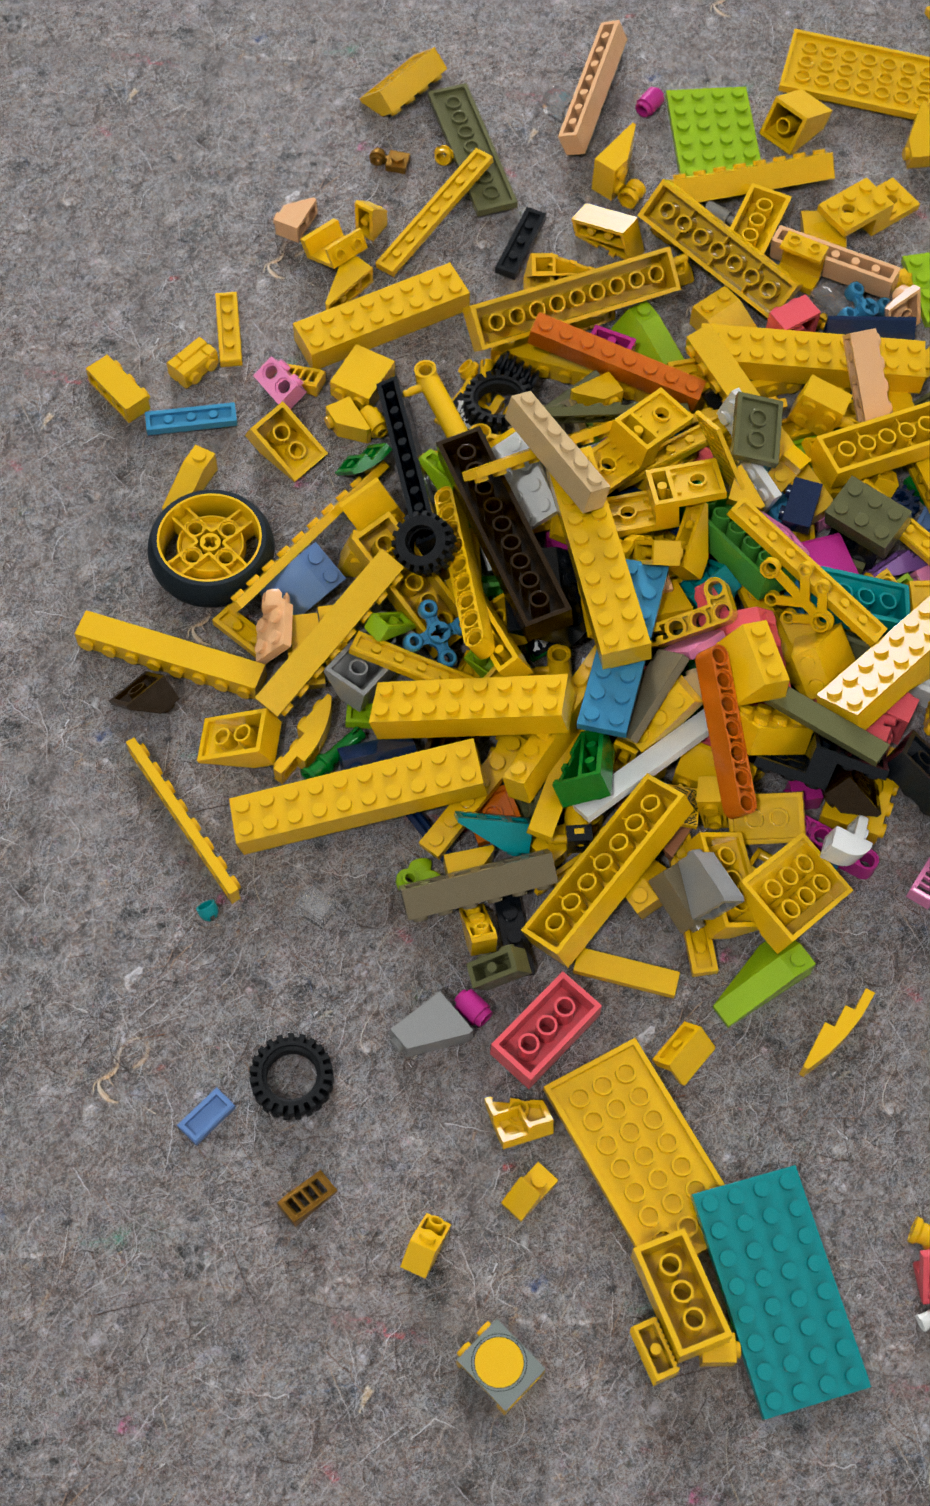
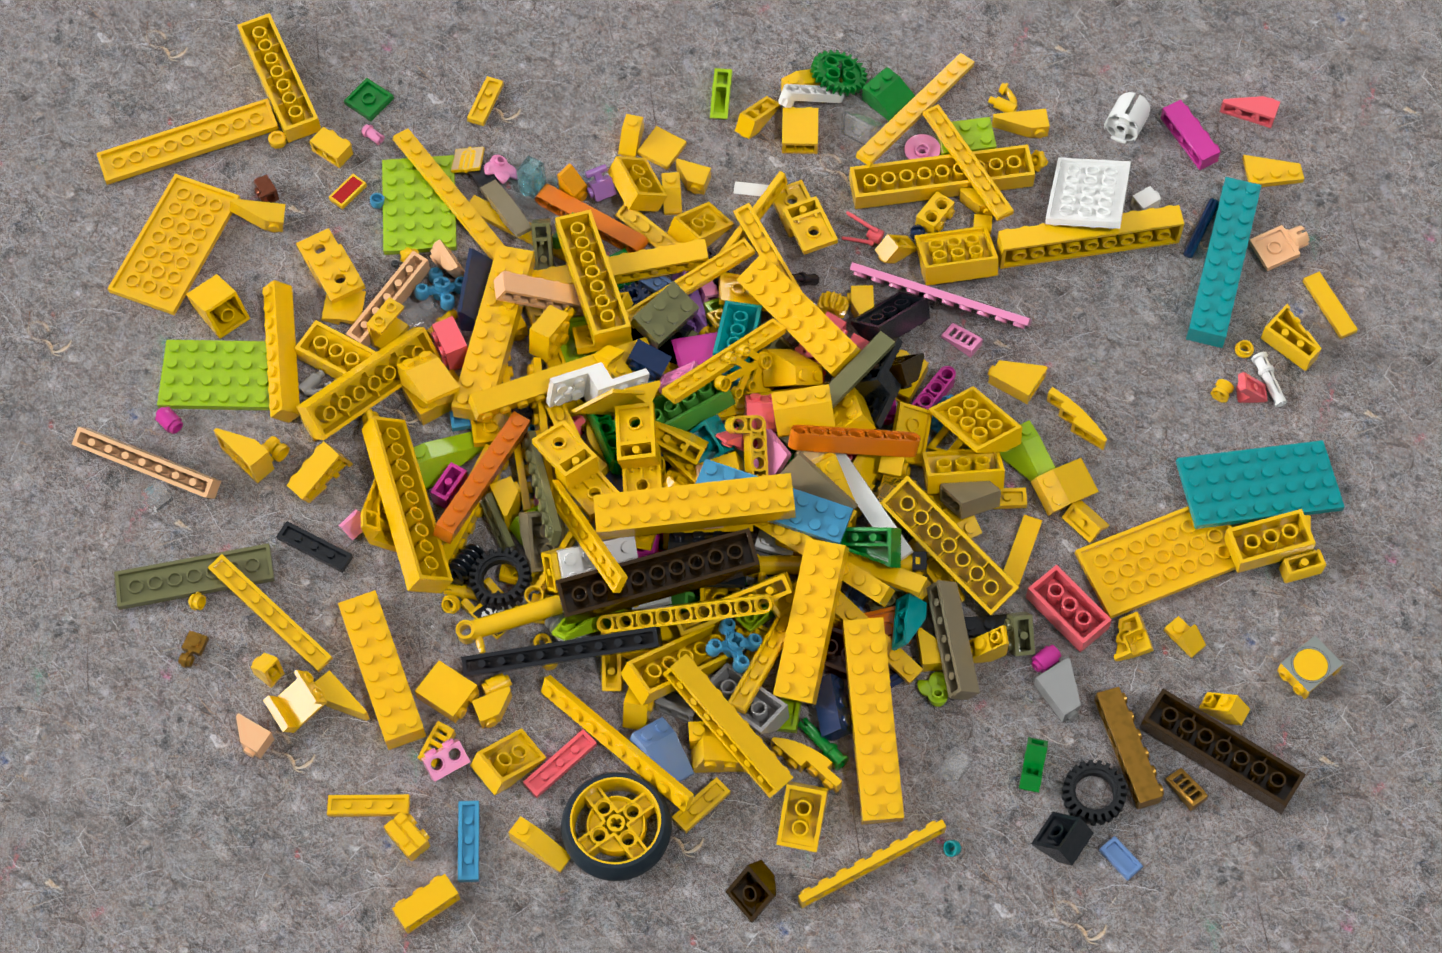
camera: 80 degrees left, 0 degrees up
(170, 655) = (715, 868): yellow brick -> none
(226, 1039) = (1063, 837): none -> black slope
(274, 627) = (709, 773): light nougat plate -> none
(285, 490) = (560, 763): none -> coral plate
(328, 1000) = (1033, 764): none -> green brick
(356, 1118) = (1128, 748): none -> pearl gold brick
(357, 1241) = (1222, 751): none -> dark brown brick
(359, 463) = (542, 695): green slope -> none
(370, 504) = (598, 689): yellow slope -> none
(388, 625) = (723, 680): lime slope -> none
(405, 83) = (99, 628): yellow slope -> none
(411, 530) = (682, 635): black tyre -> none
(557, 452) = (605, 516): tan brick -> none
(658, 552) = (692, 464): yellow brick -> none
(708, 885) = (975, 474): light grey slope -> none
(729, 1020) = (1064, 486): none -> yellow slope
(733, 295) = (427, 377): none -> yellow slope
(756, 429) = (592, 371): olive plate -> none
(847, 846) = (941, 379): white brick -> none
(882, 954) = (1017, 378): none -> yellow slope

